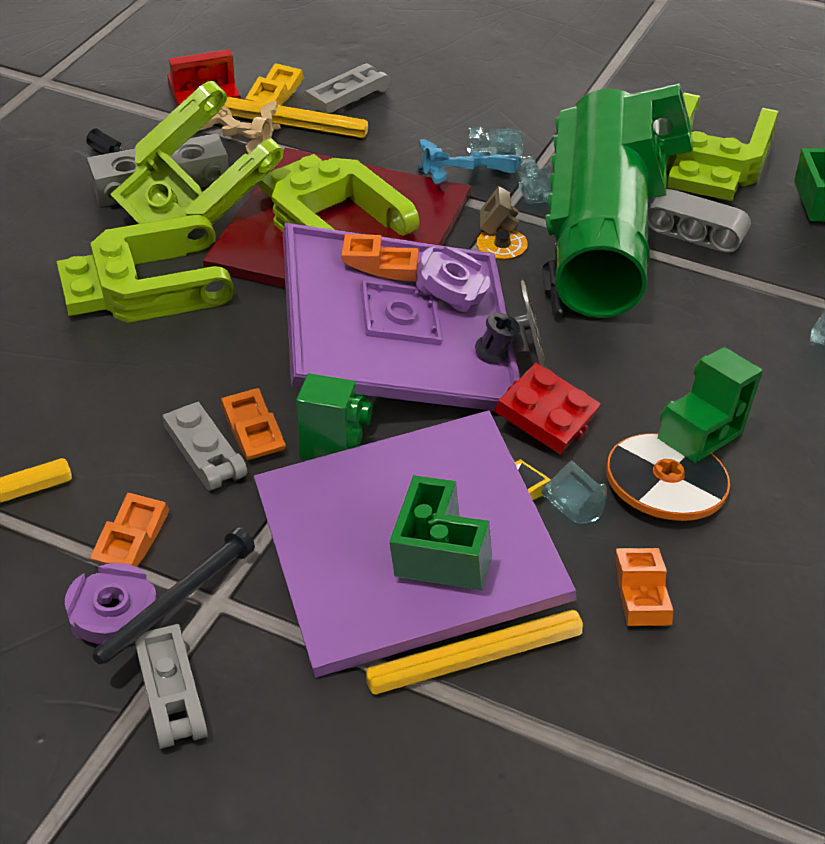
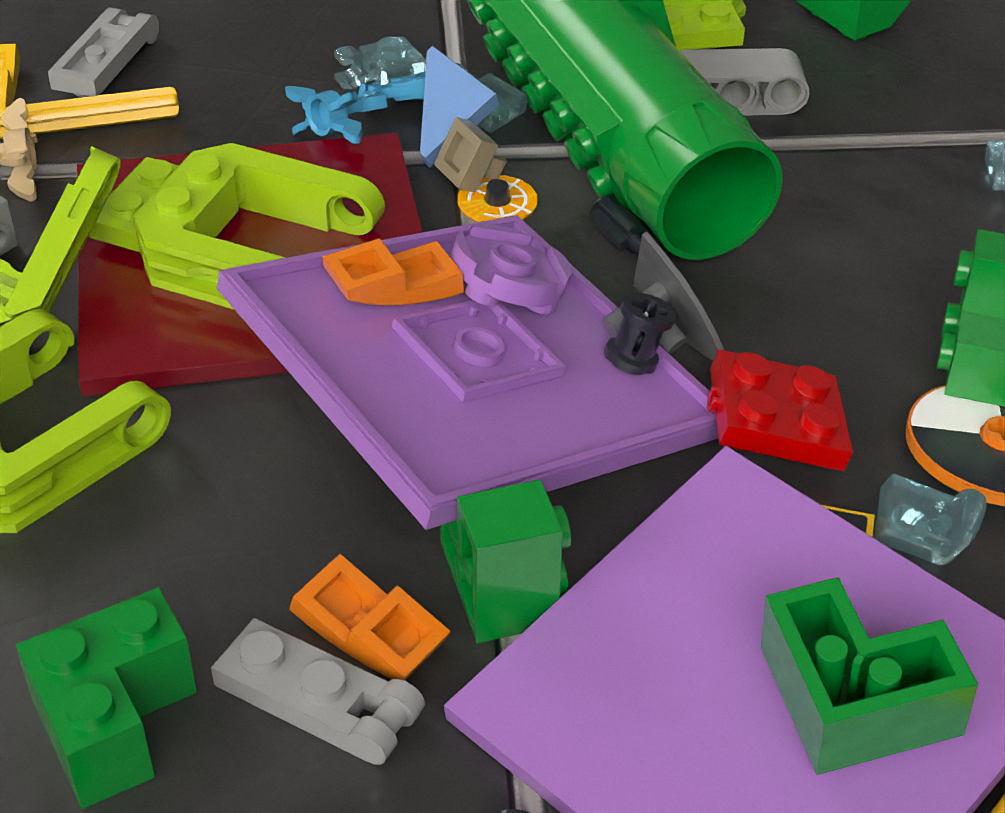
camera: 30 degrees left, 0 degrees up
(106, 398) = (97, 682): none -> green brick
(510, 174) = (448, 95): none -> medium blue tile

